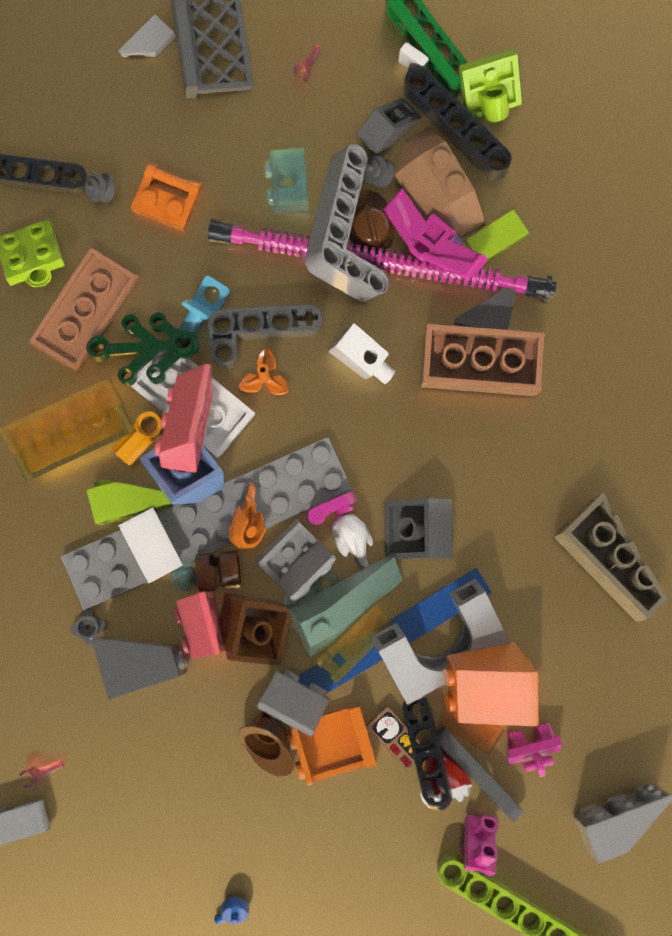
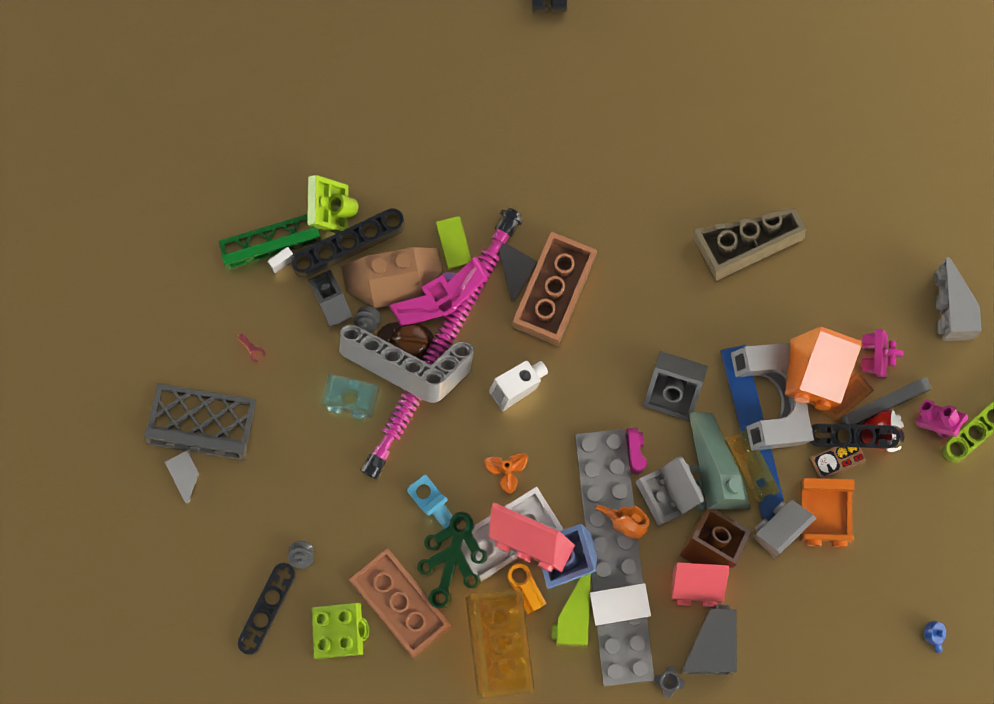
camera: 70 degrees left, 5 degrees down
(163, 205) = (333, 507): orange plate -> none
(184, 578) = (655, 588): clear light blue plate -> none
(218, 571) = (658, 557): reddish brown wheel -> none
(265, 329) = (467, 454): dark grey beam -> none
(266, 744) = (811, 563): reddish brown piece -> none
(351, 536) = (663, 441): white piece -> none

